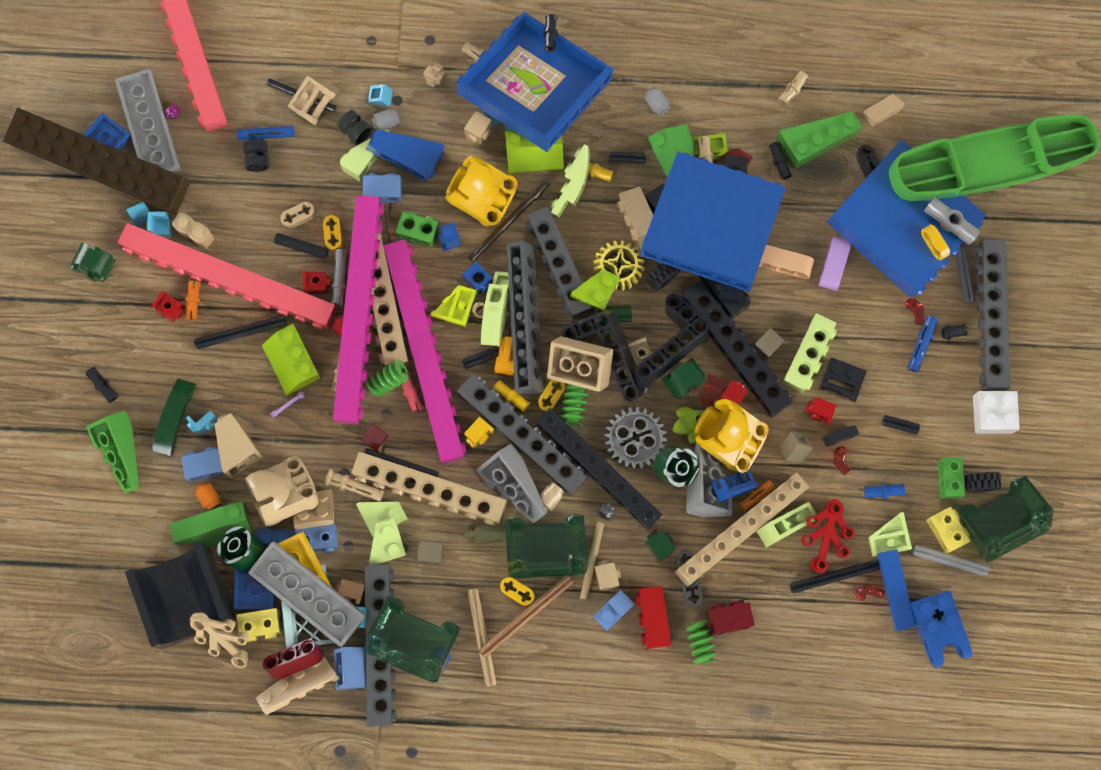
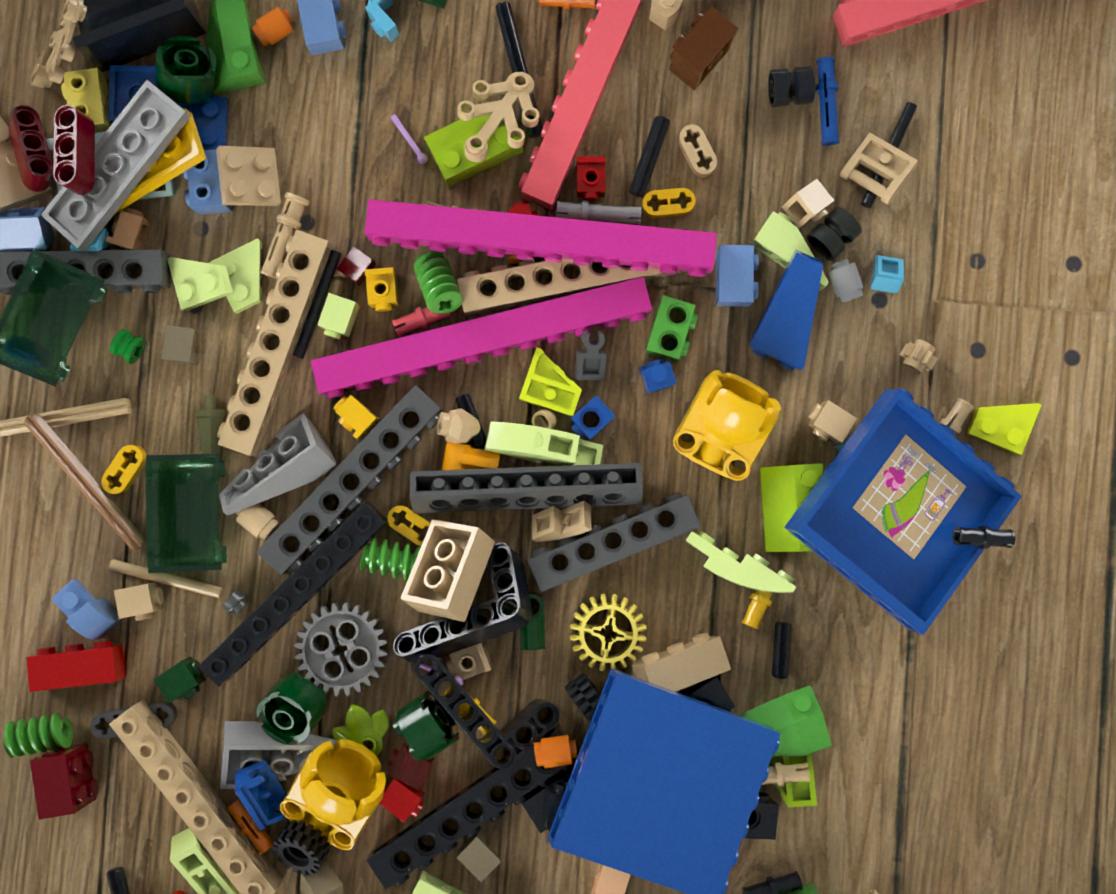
camera: 90 degrees right, 10 degrees up
(230, 210) = (702, 47): none -> reddish brown brick
(235, 446) = (343, 60): tan slope -> none
(272, 337) = (500, 111): none -> tan plant
(282, 491) = (270, 127): tan piece -> none
(289, 624) = (74, 150): none -> dark red beam
(335, 143) = (808, 204): none -> tan brick
(387, 424) = (382, 276): none -> yellow brick
(410, 446) = (338, 316): none -> yellowish green brick
(431, 590) = (127, 346): none -> green wheel
(438, 278) = (591, 361): none -> dark grey plate
(479, 23) = (1004, 426): none -> neon yellow wing
(484, 363) = (457, 426): none -> tan rock
(511, 396) = (411, 464): yellow pin -> none
(533, 196) = (722, 506): dark brown bar -> none
(548, 296) = (561, 524): none -> tan slope
(597, 290) = (564, 600): lime wing -> none
(657, 101) = (872, 700): light grey brick -> none
(696, 292) = (555, 751): none -> orange brick
(739, 153) = (784, 822): clear red arm -> none
(775, 461) = (301, 847): none -> black tyre

